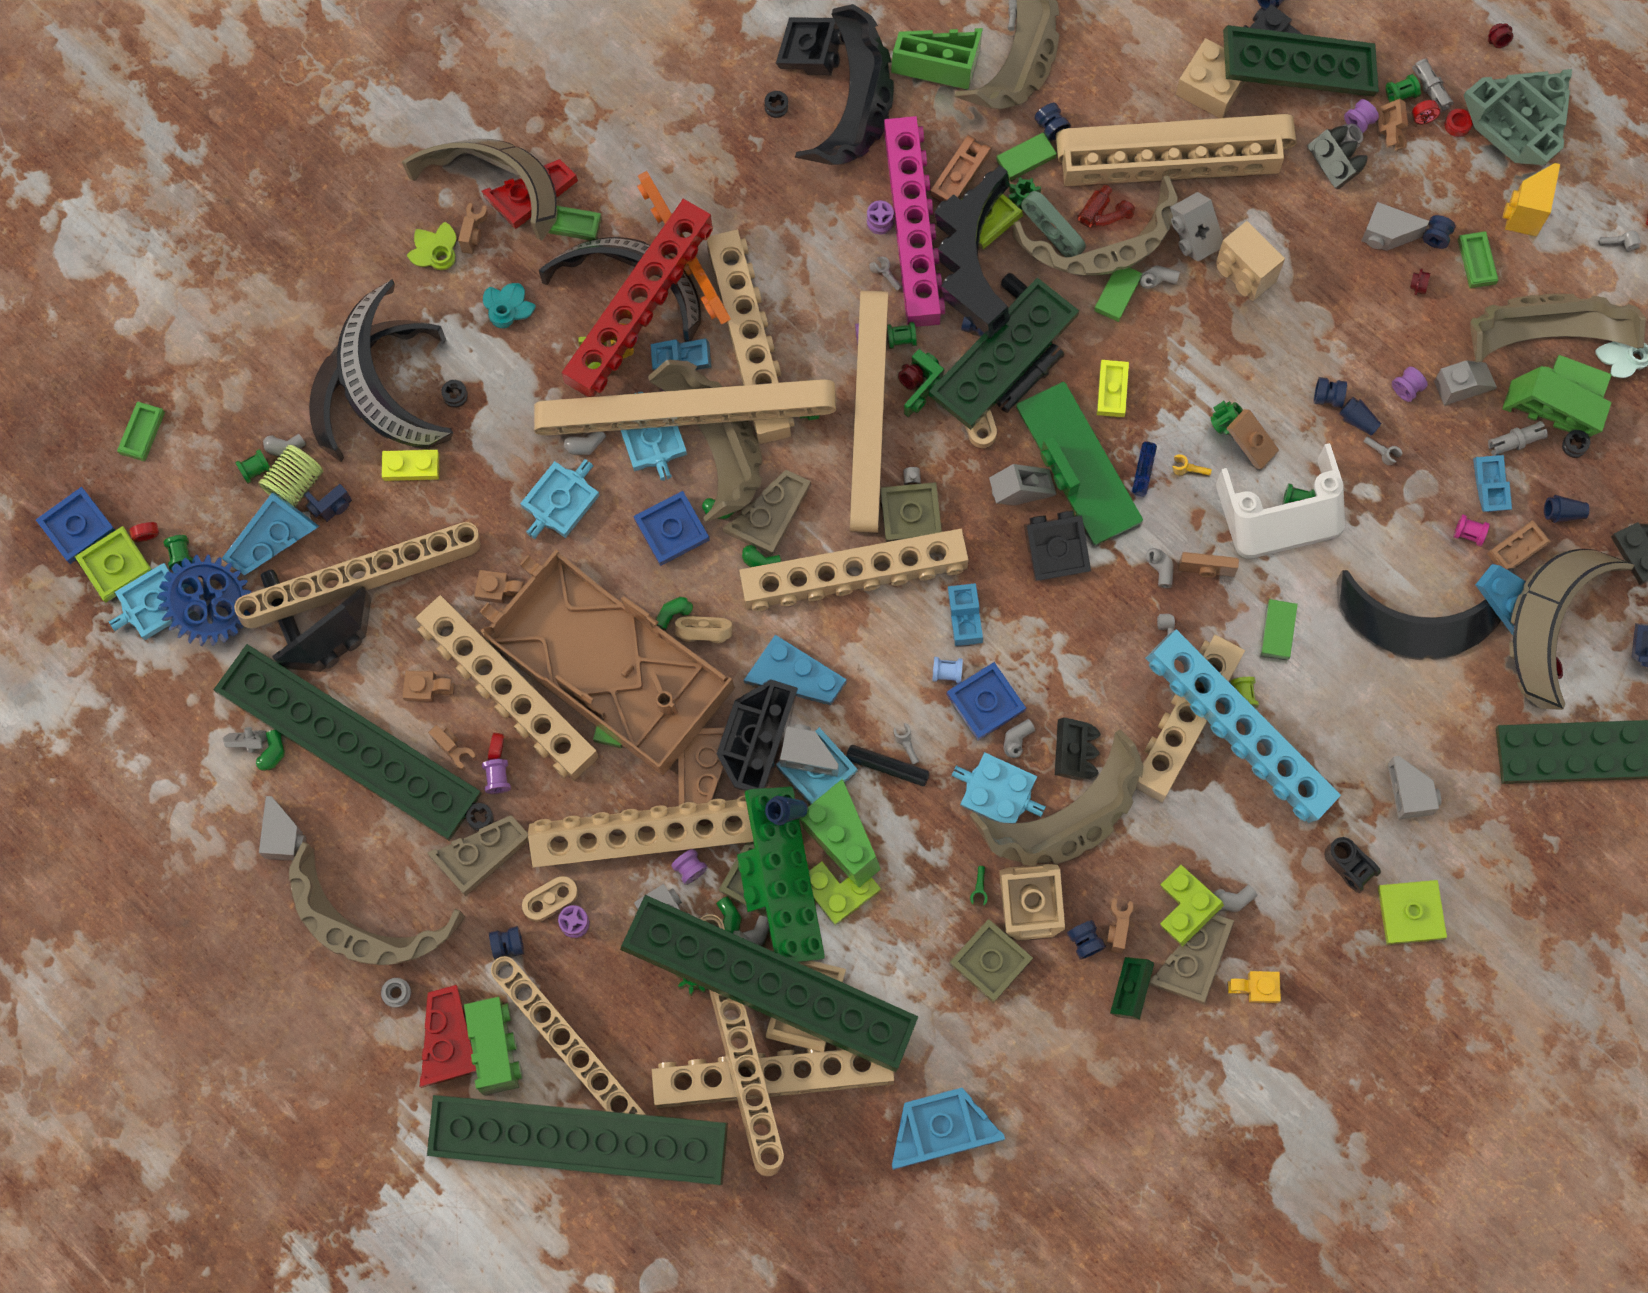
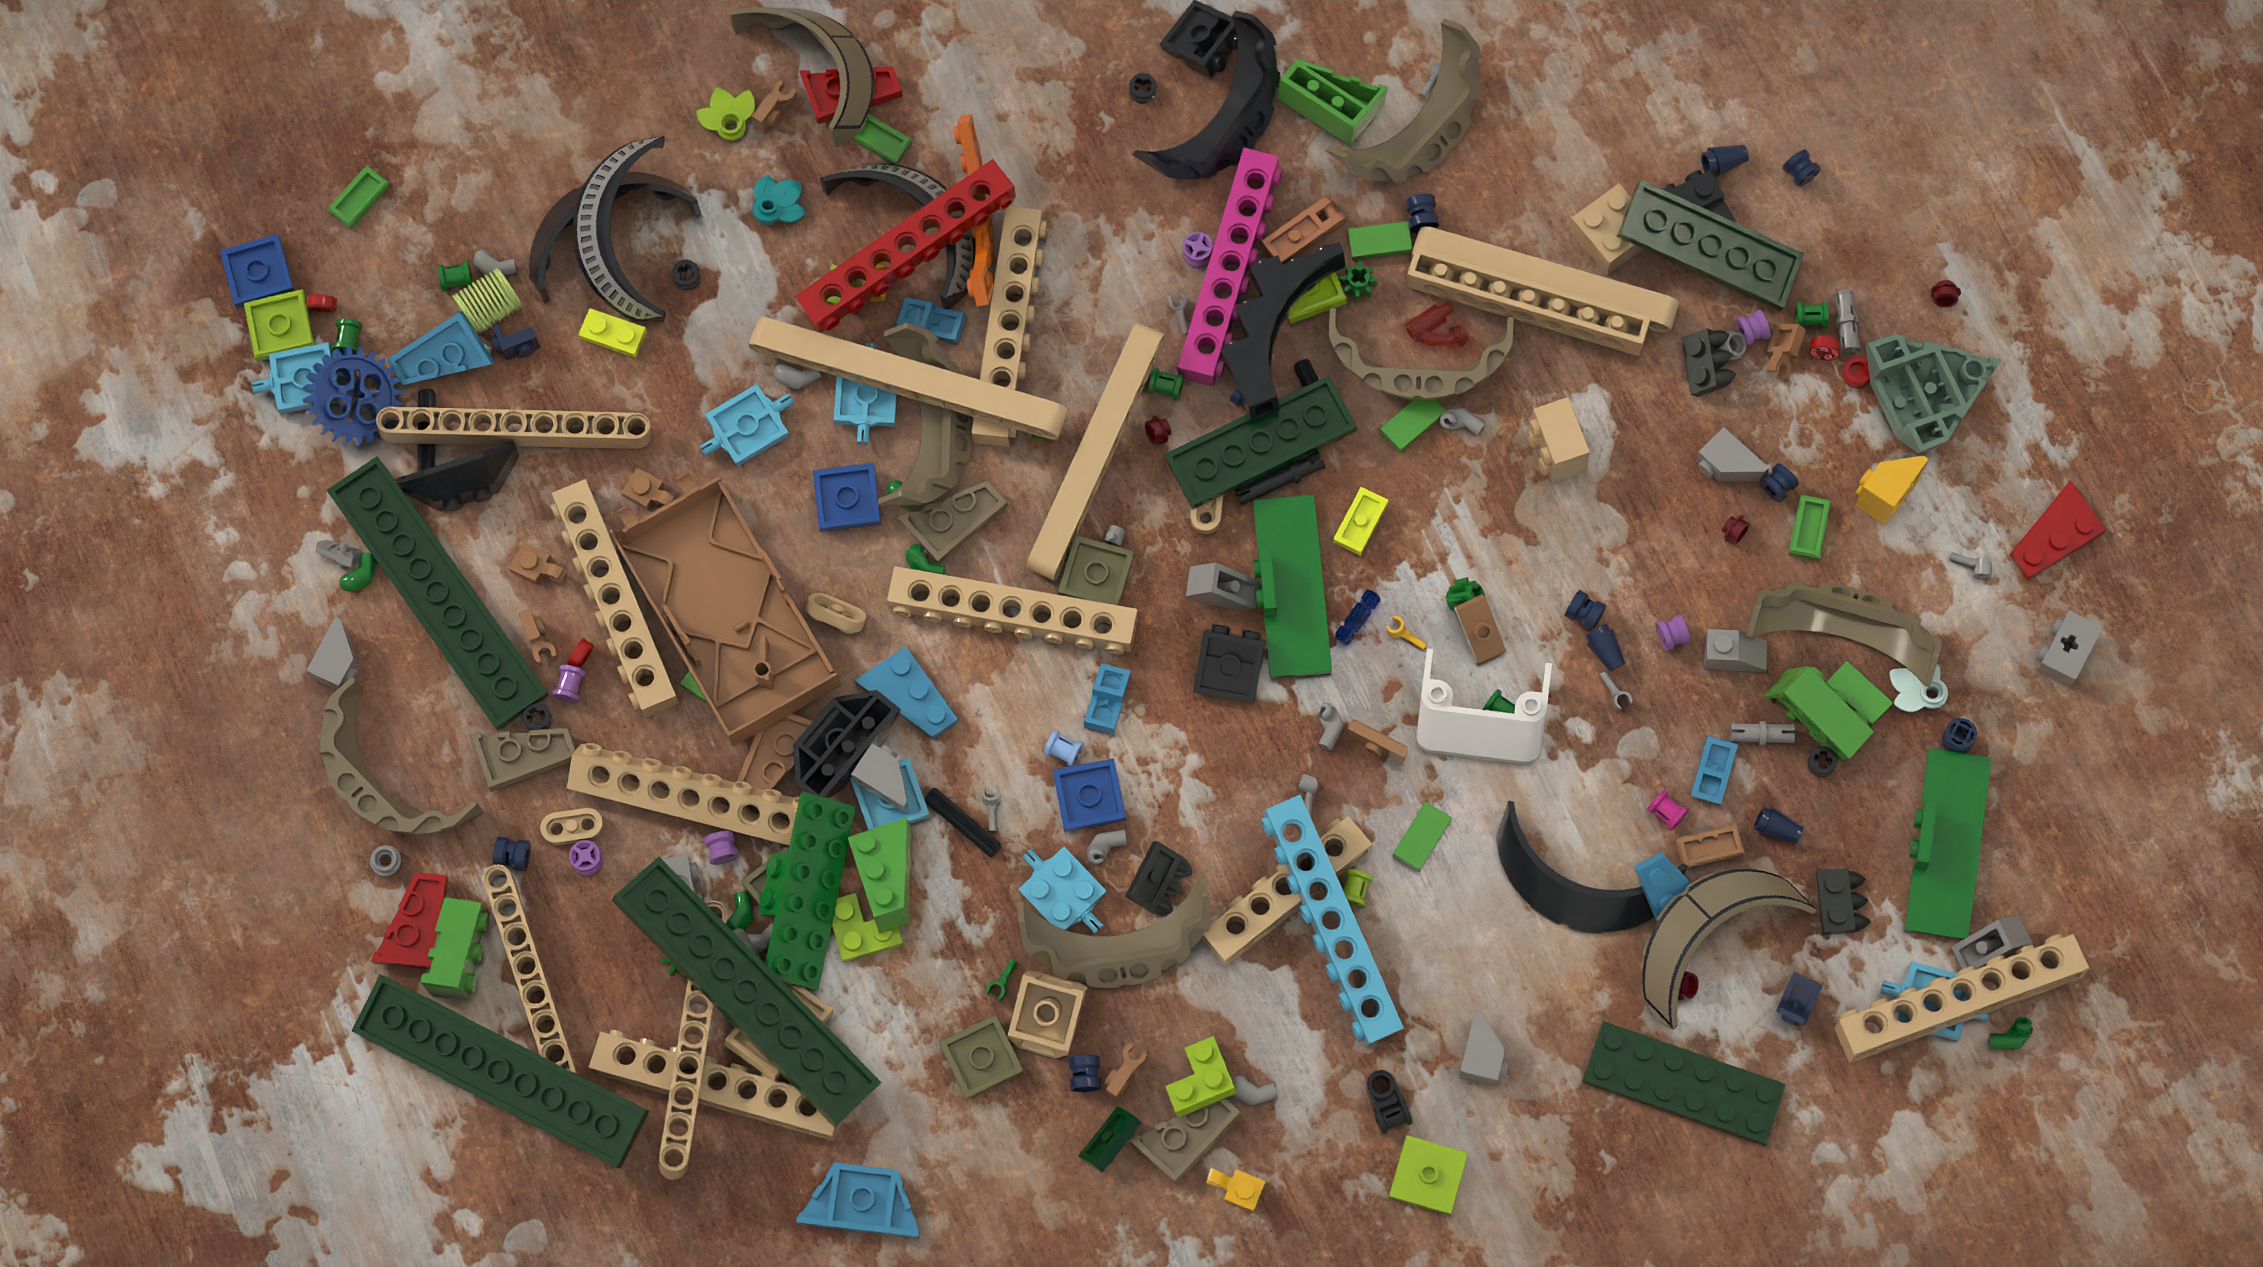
camera: 25 degrees right, 0 degrees up
(671, 608) = (813, 580): green arm -> none
(785, 809) = (833, 826): dark blue cone -> none
(932, 372) = (1180, 430): green bracket -> none
(1043, 214) = (1371, 325): sand green beam -> none
(1196, 226) = (1523, 368): light grey brick -> none

